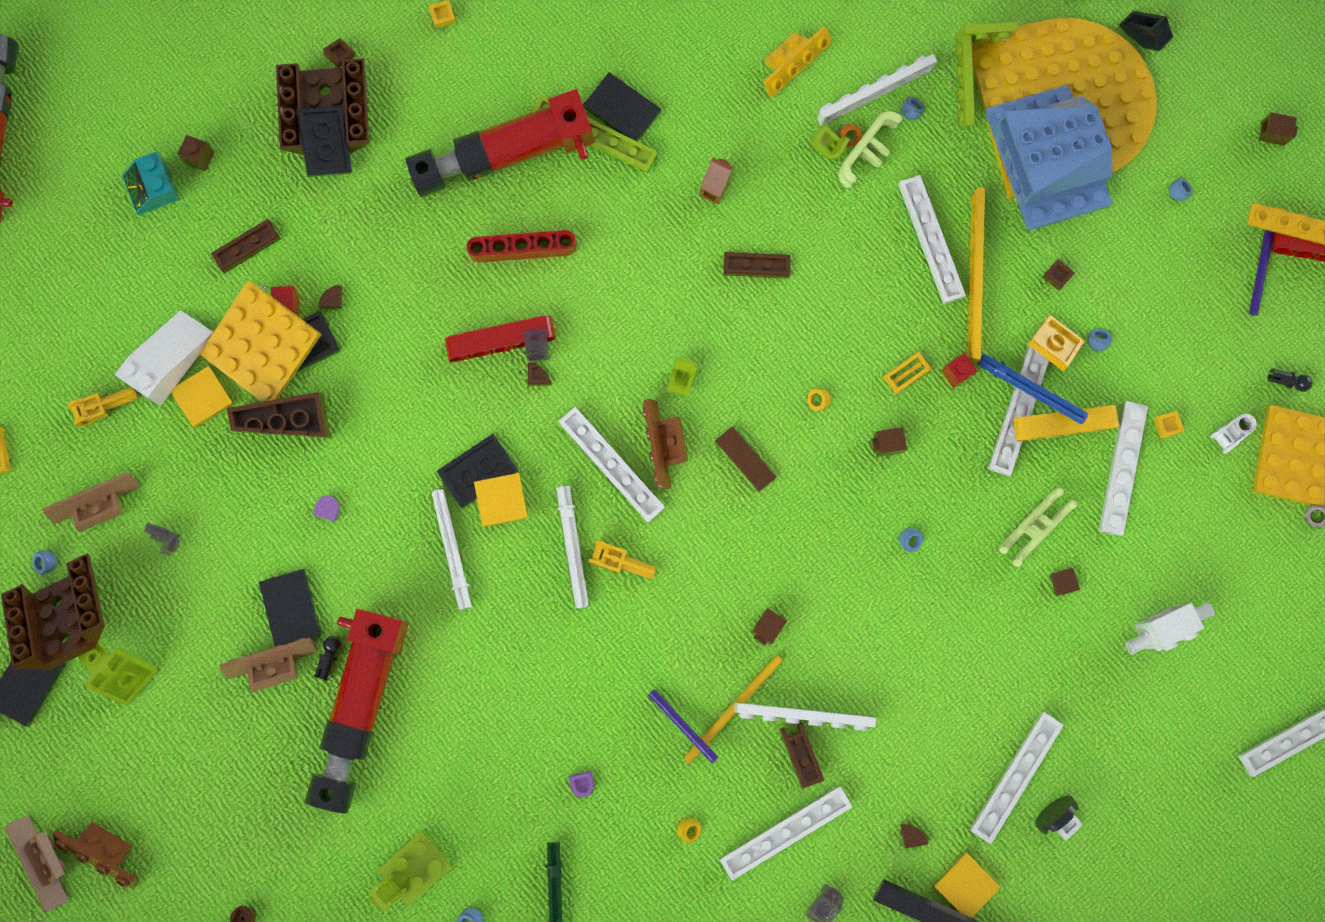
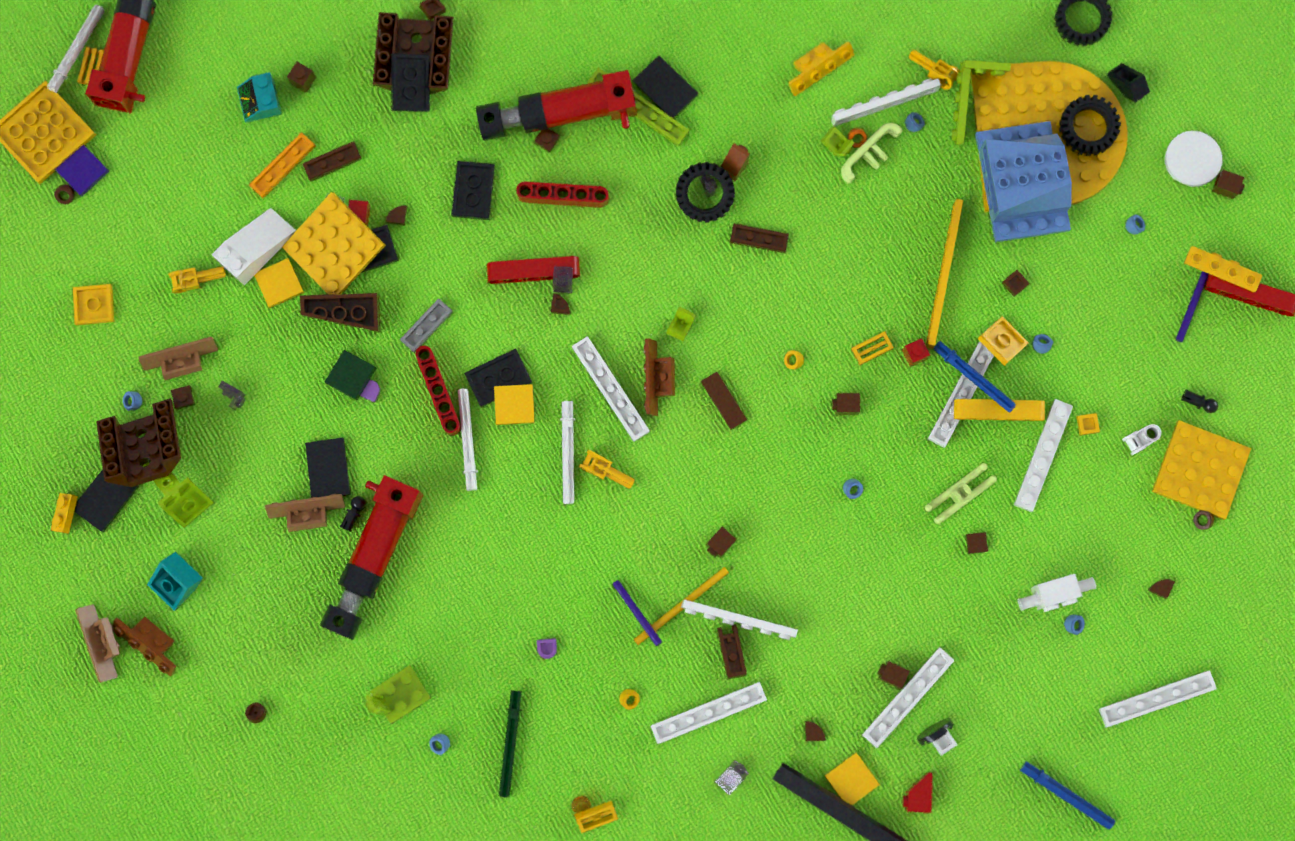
camera: 15 degrees right, 0 degrees up
(104, 549) = (183, 397): none -> reddish brown plate
(122, 772) = (174, 580): none -> teal slope
(187, 258) = (282, 165): none -> light orange tile
(301, 493) = (350, 375): none -> dark green tile
(384, 421) = (426, 325): none -> light grey tile
(400, 488) = (432, 383): none -> red beam
(416, 256) = (473, 190): none -> black tile
(494, 186) = (547, 139): none -> reddish brown plate
(688, 210) = (709, 185): none -> bracket
(713, 219) = (705, 214): none -> black tyre
(929, 45) = (938, 70): none -> yellow connector
(931, 239) = (911, 237): white plate -> none
(995, 753) = (893, 674): none -> reddish brown brick
(1049, 892) = (919, 795): none -> red slope
(1130, 66) = (1104, 110): none -> black tyre
(1187, 659) = (1070, 621): none -> medium blue piece
(1220, 864) = (1067, 795): none -> blue axle
(1233, 106) = (1193, 158): none -> white tile
(1285, 602) = (1162, 588): none -> reddish brown tile

